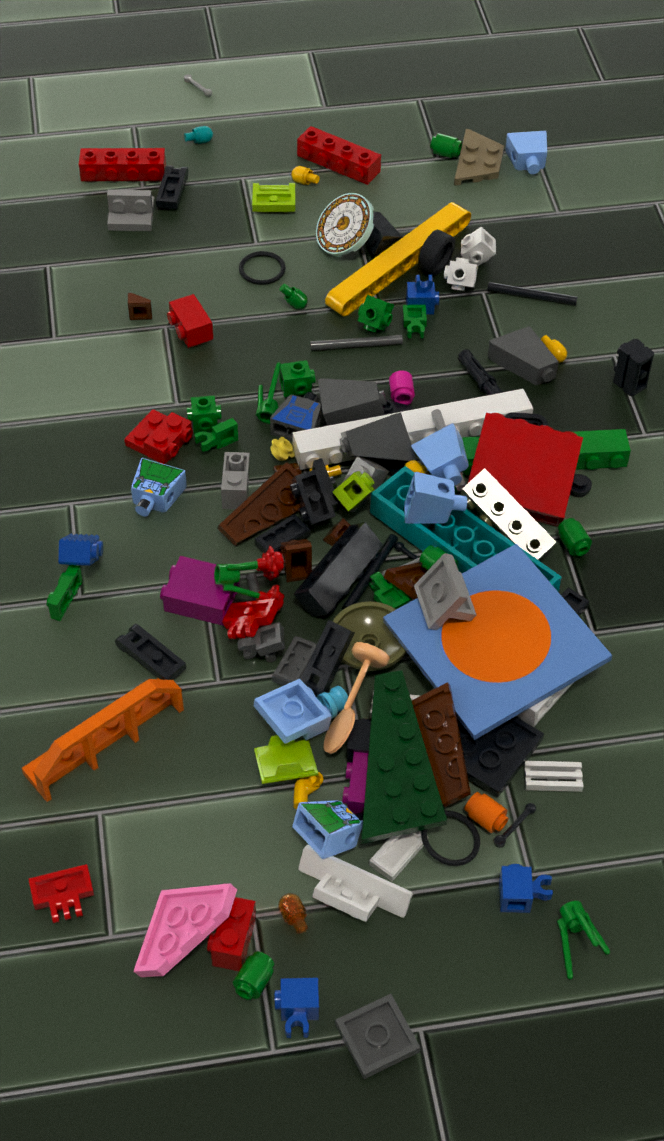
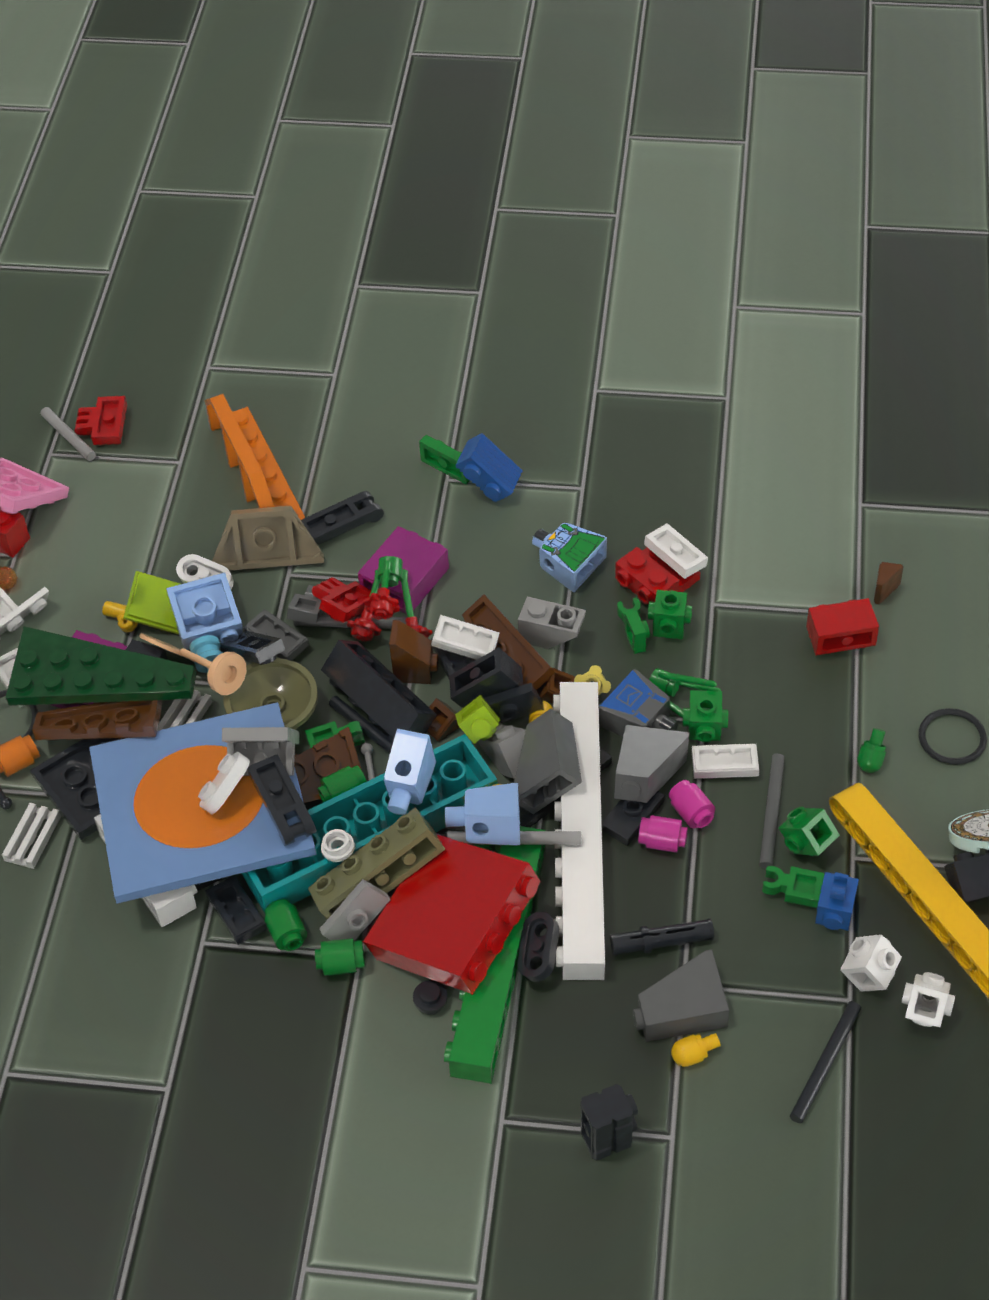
camera: 110 degrees right, 0 degrees up
(82, 925) = (68, 434): none -> light grey bar
(145, 414) = (676, 551): none -> white plate
(201, 694) = (266, 540): none -> dark tan wing
(245, 736) = (204, 566): none -> white plate
(273, 521) = (464, 638): none -> white plate
(325, 364) = (725, 761): none -> white plate
(328, 826) = (56, 607): light blue torso -> none
(374, 372) = (692, 804): none -> dark pink brick
(436, 252) = (921, 936): black tyre -> none
(490, 565) = (281, 799): none -> black plate
(492, 604) = (216, 792): none -> white plate
(505, 529) = (335, 839): none -> white plate
(548, 525) = (355, 912): none -> light grey plate
(570, 572) = (285, 925): none -> green brick

